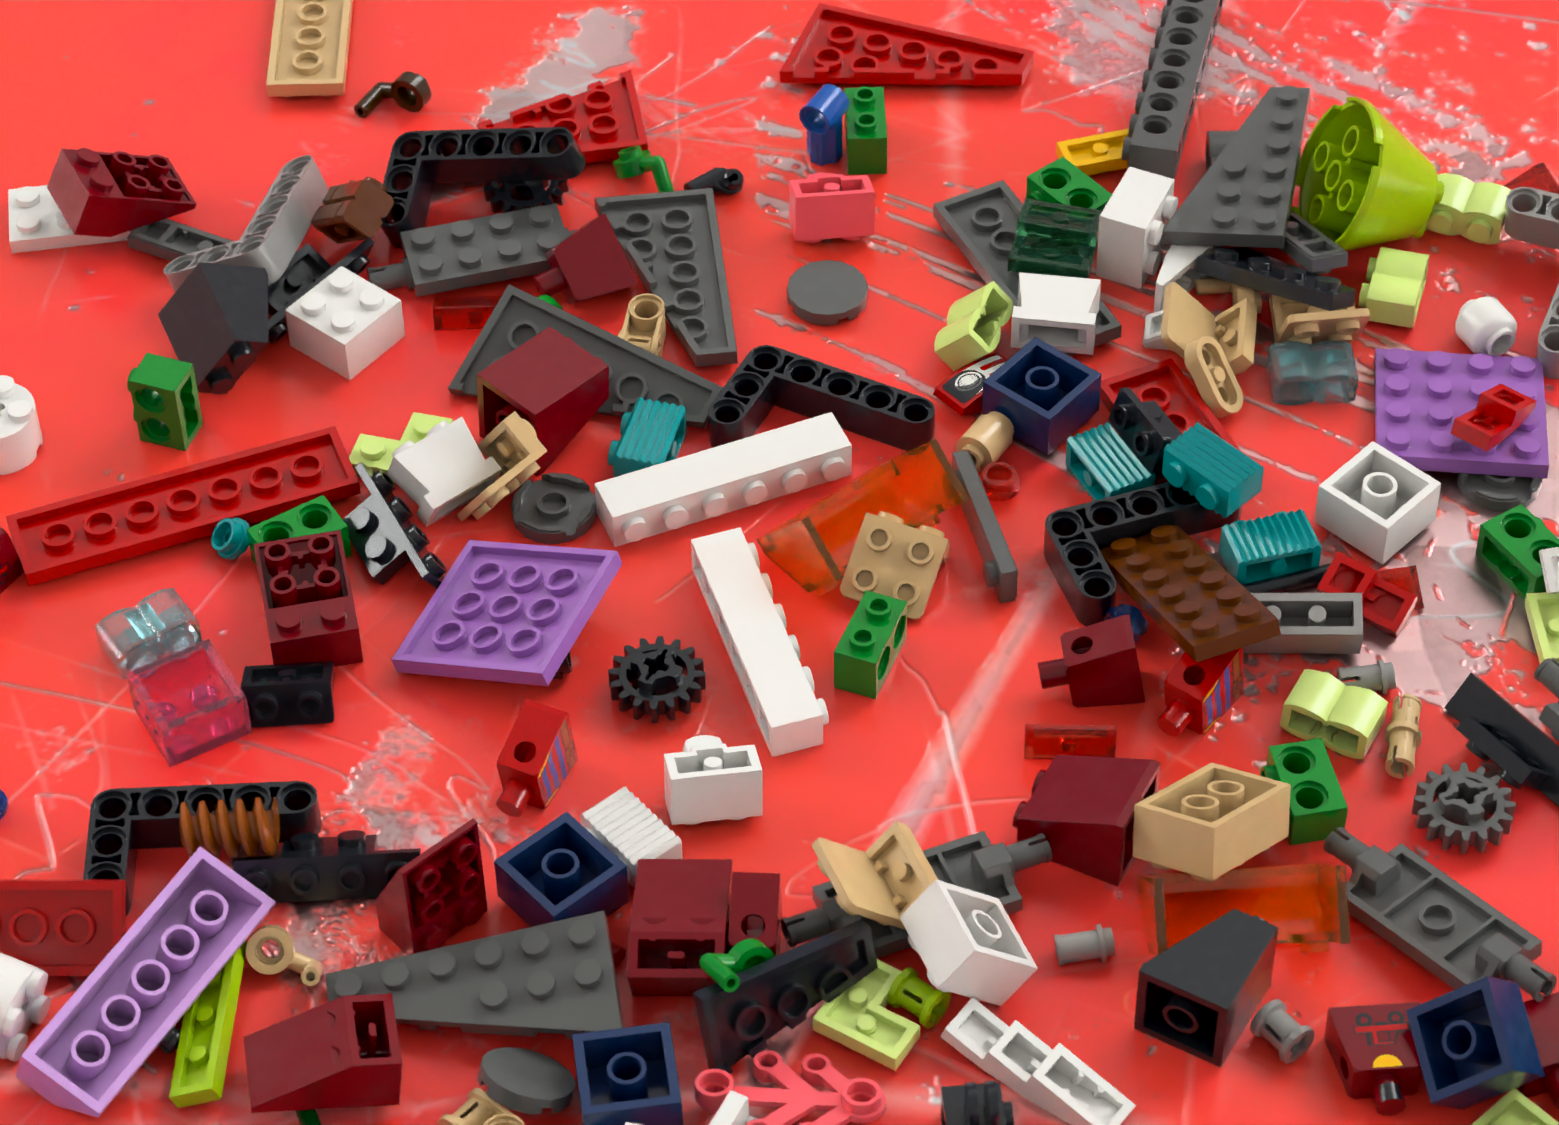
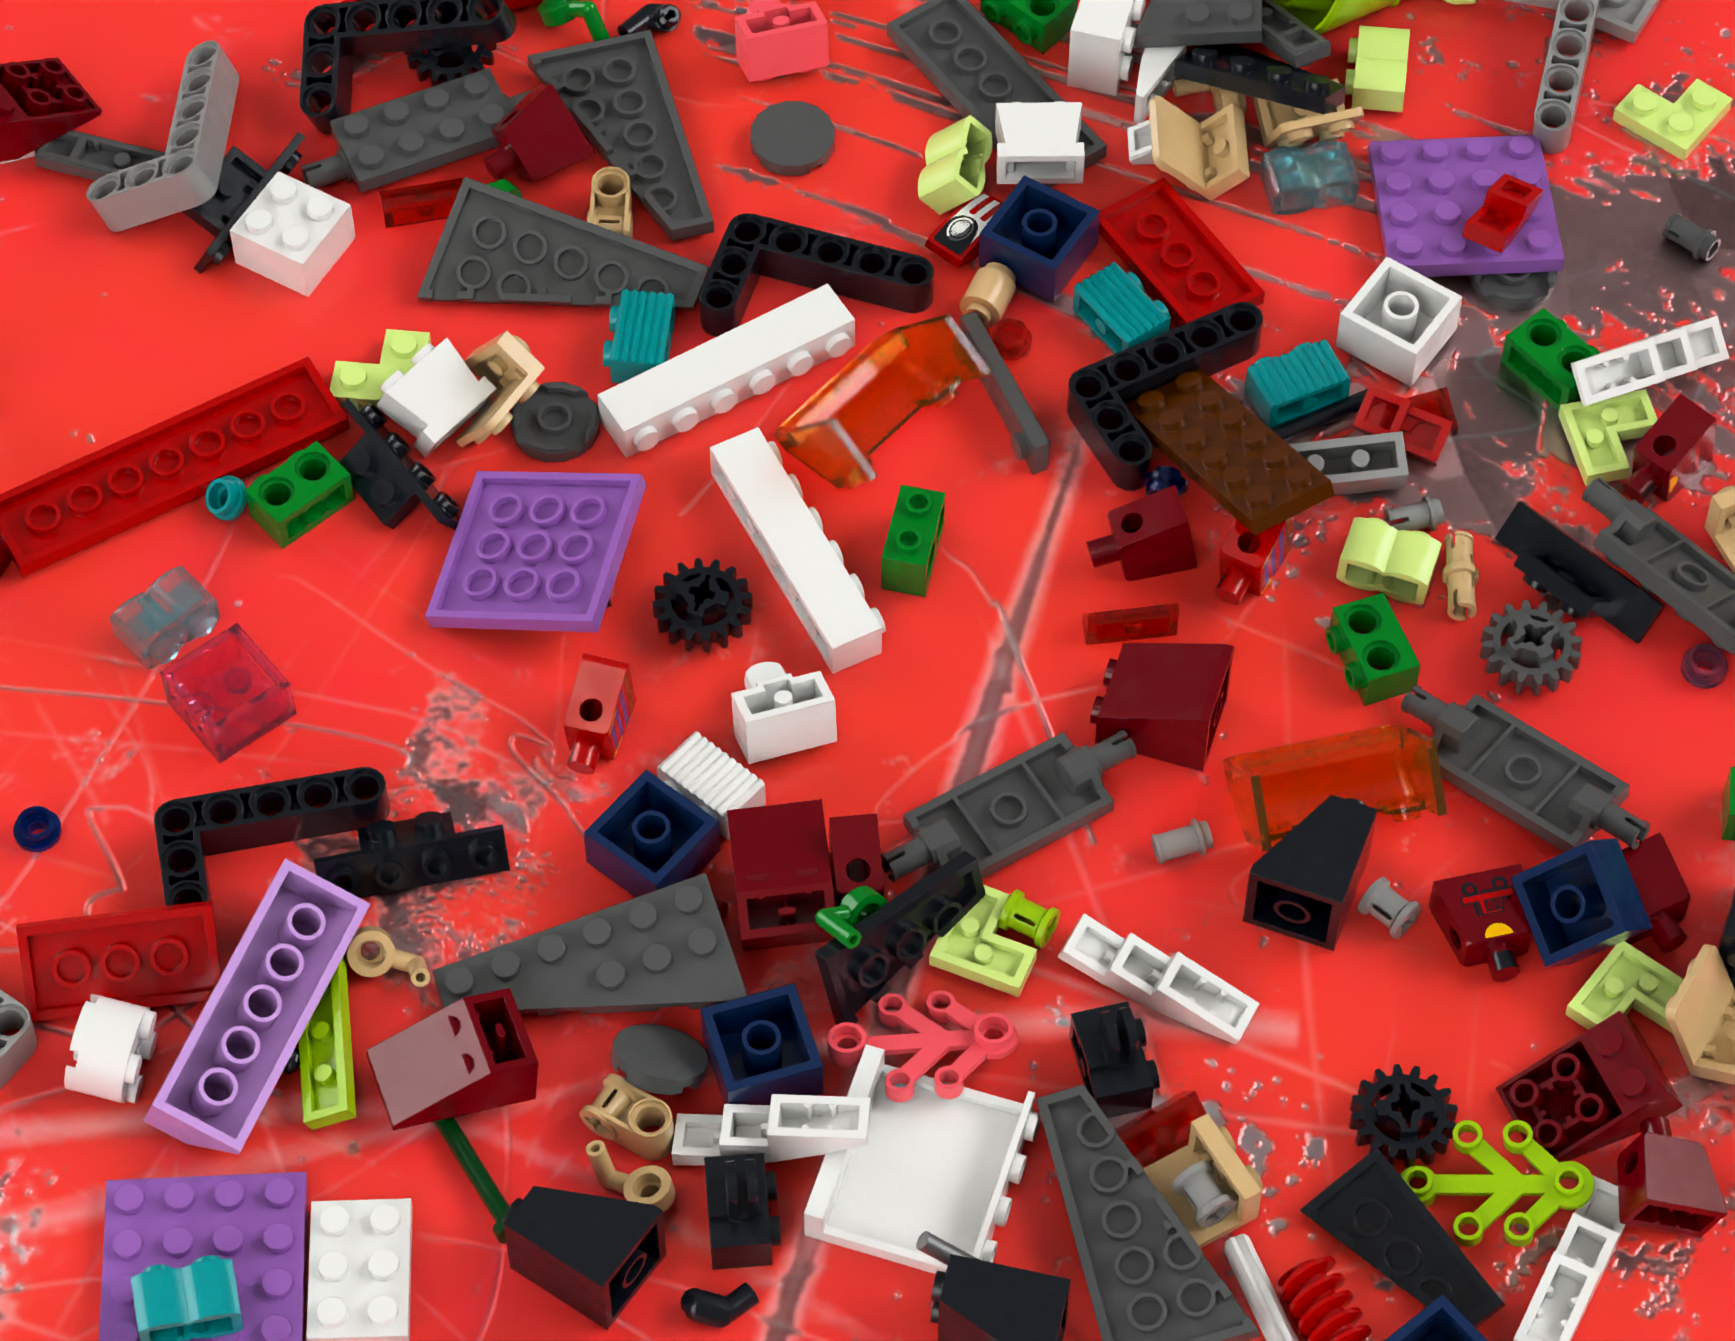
camera: 10 degrees left, 10 degrees up
(165, 401) = (124, 351): green brick -> none
(218, 322) = (163, 257): black slope -> none
(230, 828) = (305, 830): dark orange piece -> none
(289, 693) = (327, 665): black bracket -> none
(308, 600) = (326, 564): dark red slope -> none
(353, 210) = (277, 103): reddish brown brick -> none
(435, 893) = (529, 875): dark red slope -> none
(548, 385) = (525, 289): dark red slope -> none
(877, 881) = (977, 804): tan bracket -> none
(895, 561) = (922, 446): tan bracket -> none
(967, 943) = (1071, 859): white brick -> none
(1055, 240) = (1024, 56): clear green slope -> none
(1143, 427) = (1160, 271): black bracket -> none
(1211, 470) = (1230, 309): teal brick -> none
(1211, 821) = (1290, 699): tan brick -> none
(1213, 376) = (1211, 195): tan plate -> none
(1486, 326) = (1478, 105): white head -> none

